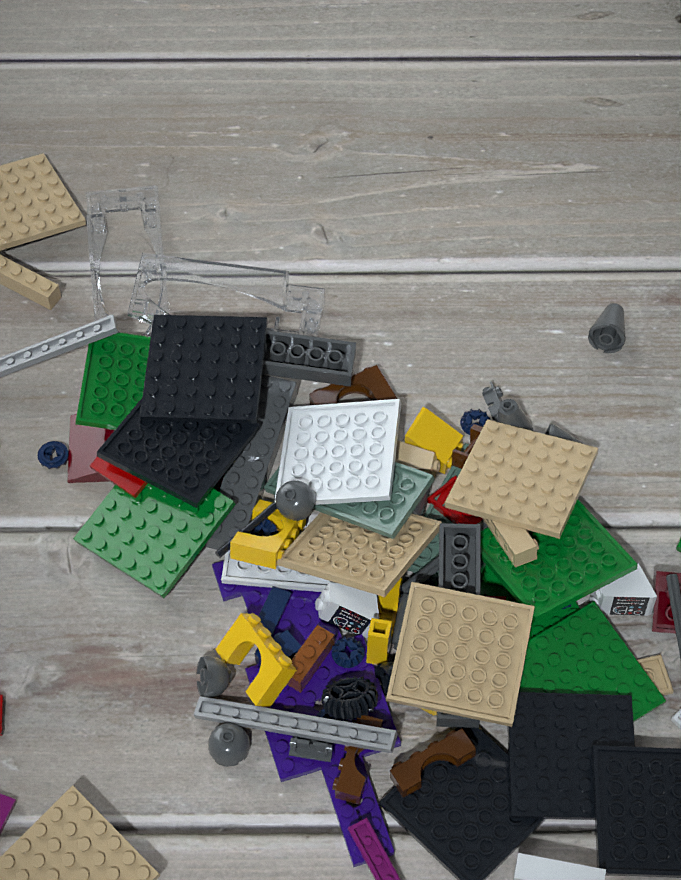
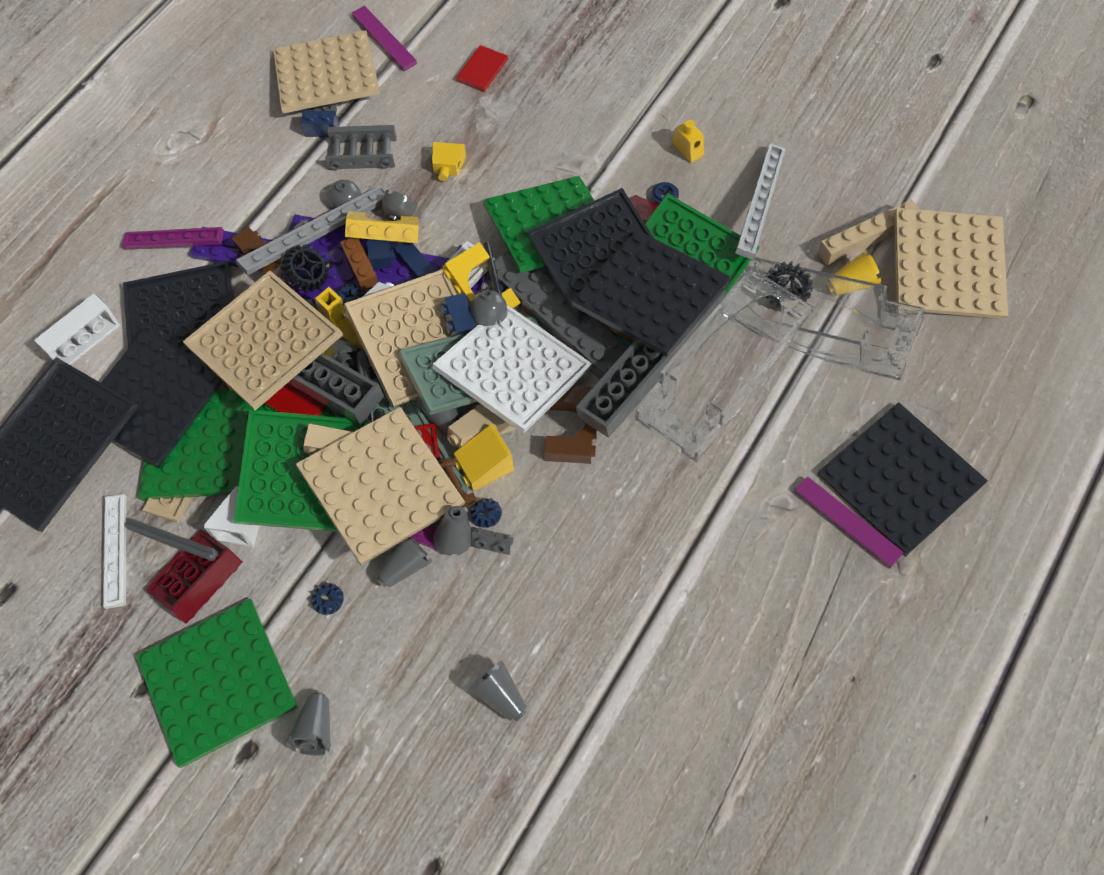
camera: 125 degrees right, 5 degrees up
(67, 263) = (861, 268): none -> yellow cone
(113, 298) = (793, 272): none -> black gear
(124, 670) = (447, 159): none -> yellow torso
(145, 785) = (356, 134): none -> dark grey fence
(148, 831) = (317, 122): none -> dark blue brick
(245, 168) = (902, 478): none -> black plate
(307, 185) = (849, 522): none -> magenta tile
(317, 522) = (457, 315): none -> dark blue brick
(453, 748) = (225, 281): reddish brown arch -> none
(626, 497) = (330, 606): none -> dark blue gear

